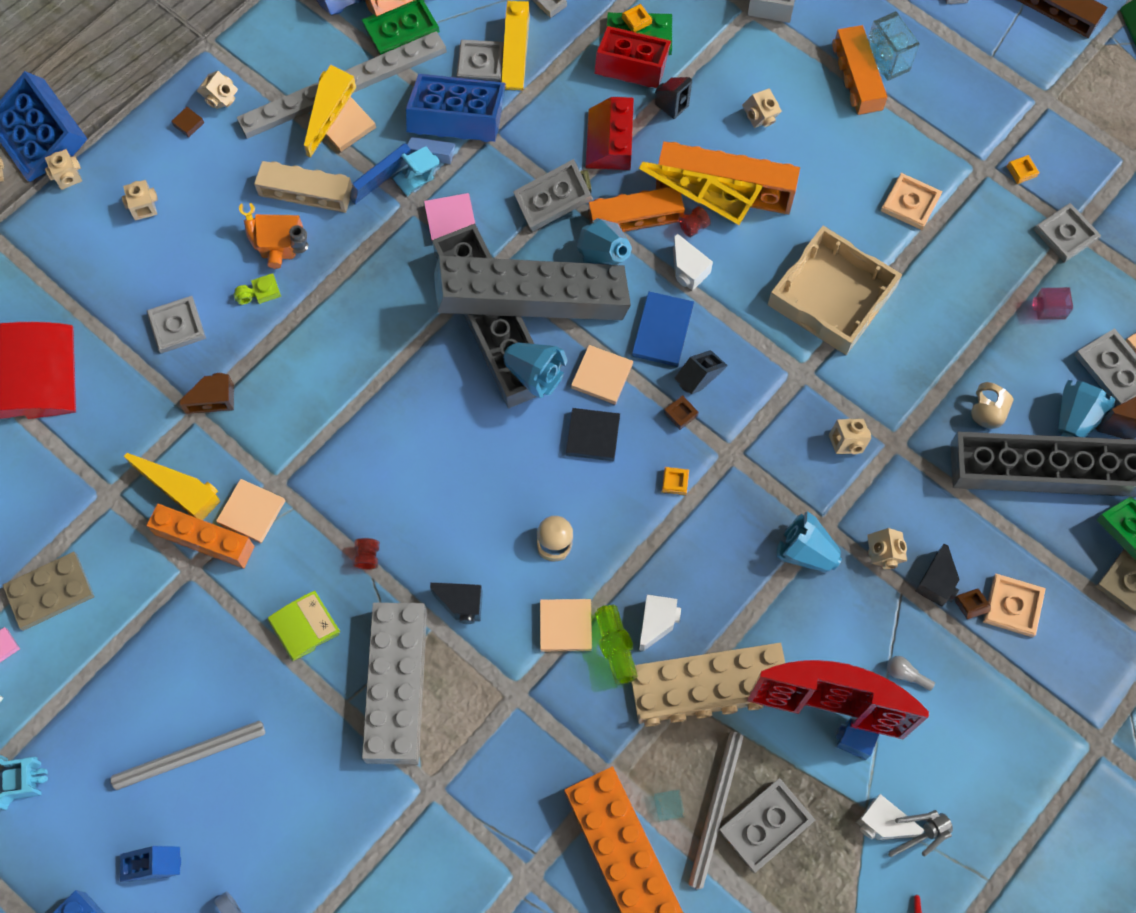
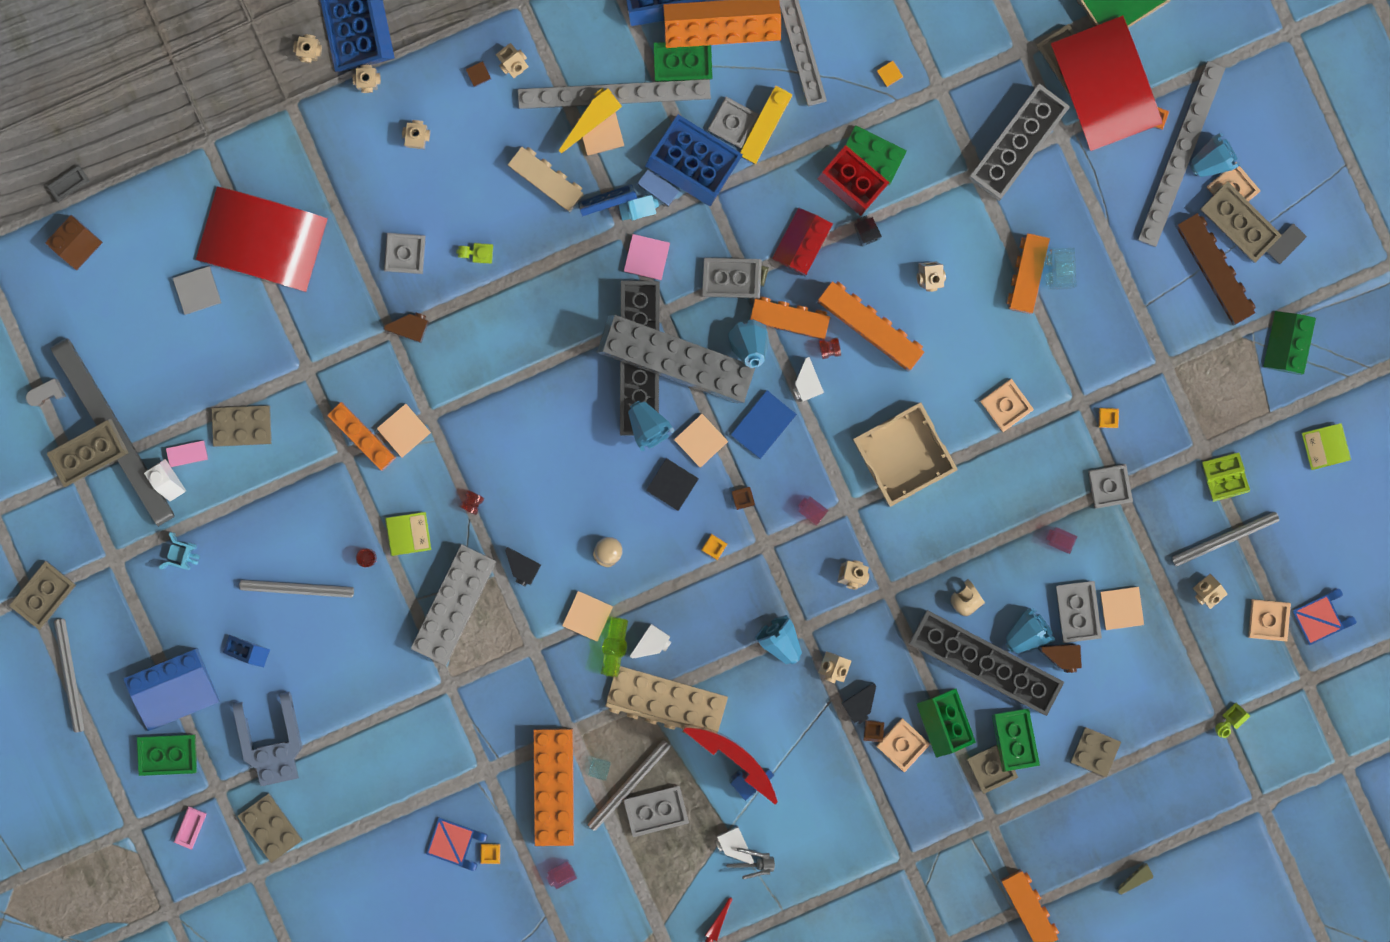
camera: 25 degrees right, 20 degrees up
(185, 490) = (364, 398): yellow slope -> none
(259, 672) = (364, 559): none -> clear red wheel
(275, 235) = (506, 215): orange torso -> none
(636, 18) = (874, 146): light orange tile -> none
(699, 371) = (773, 473): black slope -> none
(723, 195) = (858, 345): yellow wedge -> none
(766, 390) = (812, 510): none -> clear pink brick
(902, 669) = (800, 753): light grey piece -> none
(1049, 556) = (946, 723): none -> green slope

